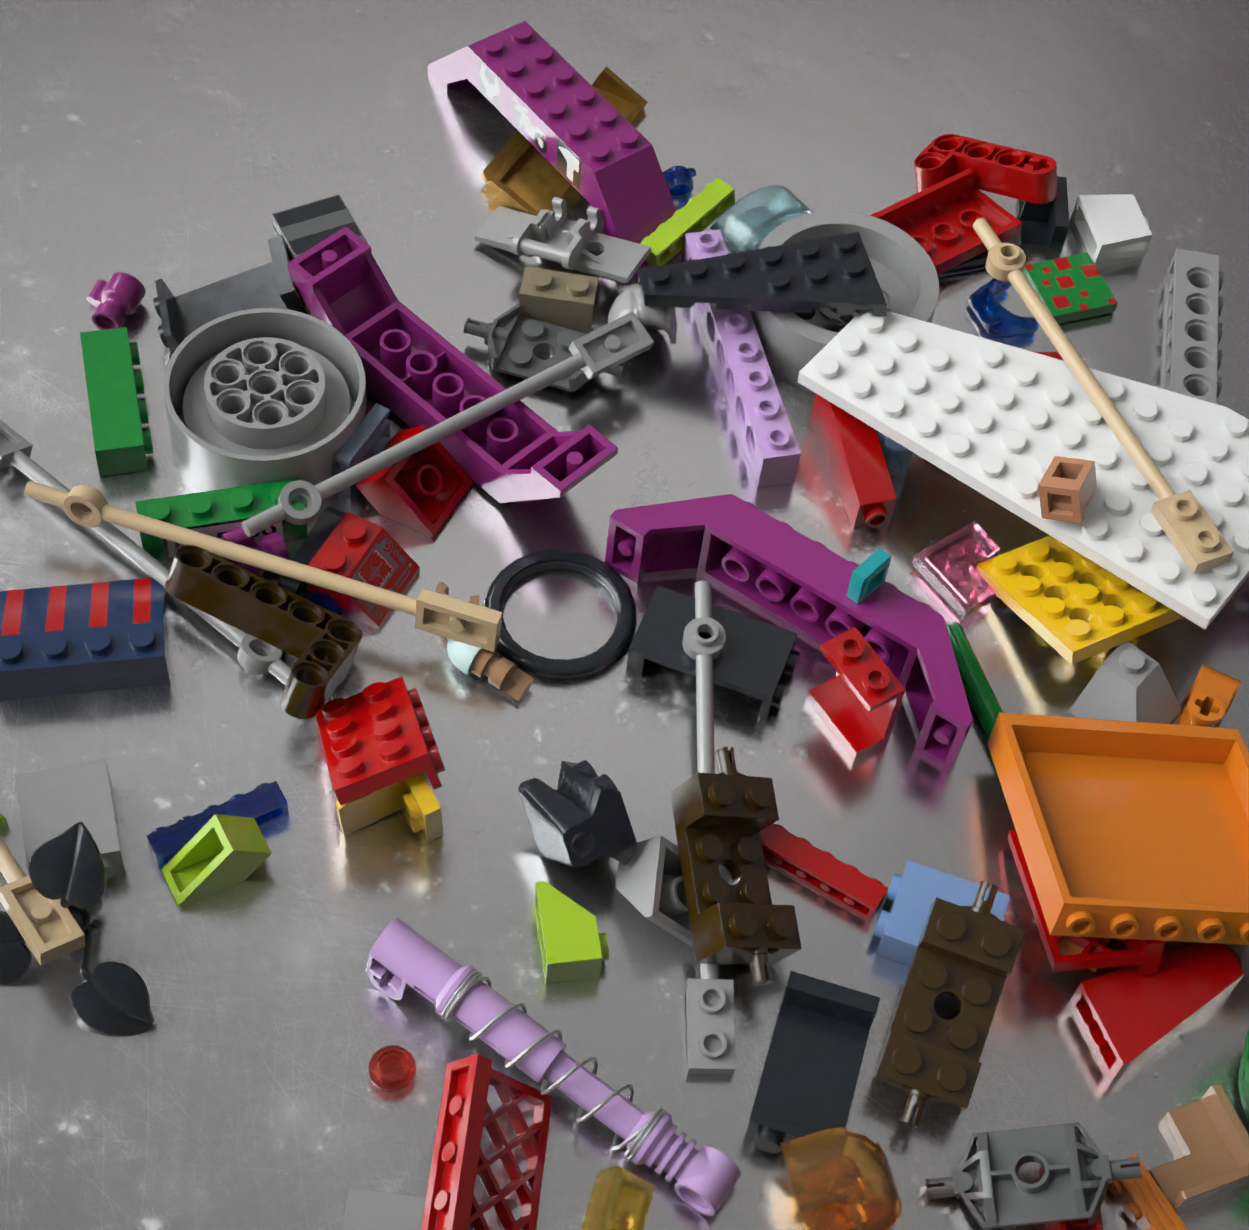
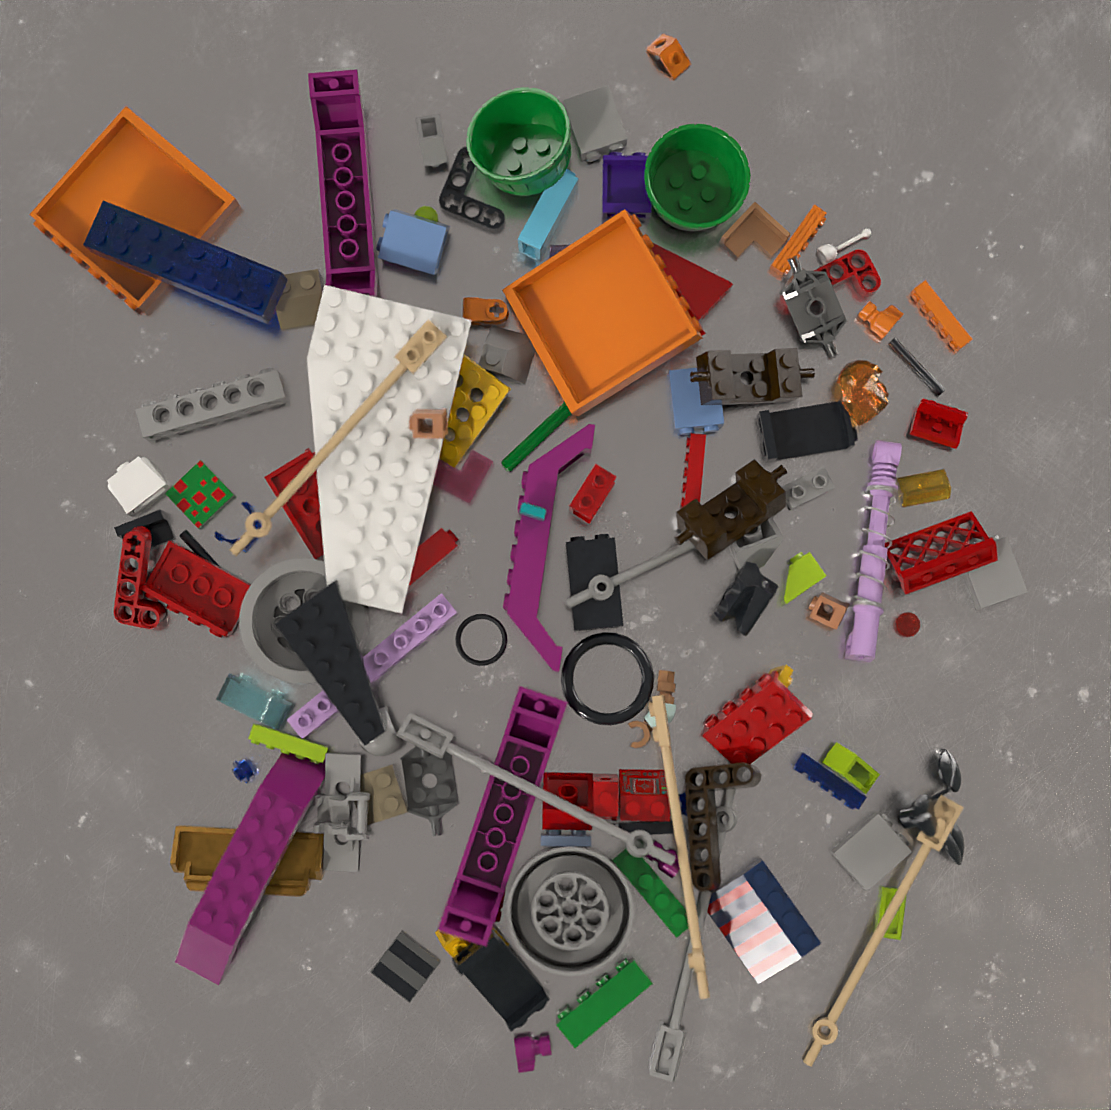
camera: 110 degrees left, 30 degrees up
(398, 511) = (605, 796): none -> red torso
(489, 946) = (831, 619): none -> nougat brick
(703, 465) = (458, 641): none -> black tyre

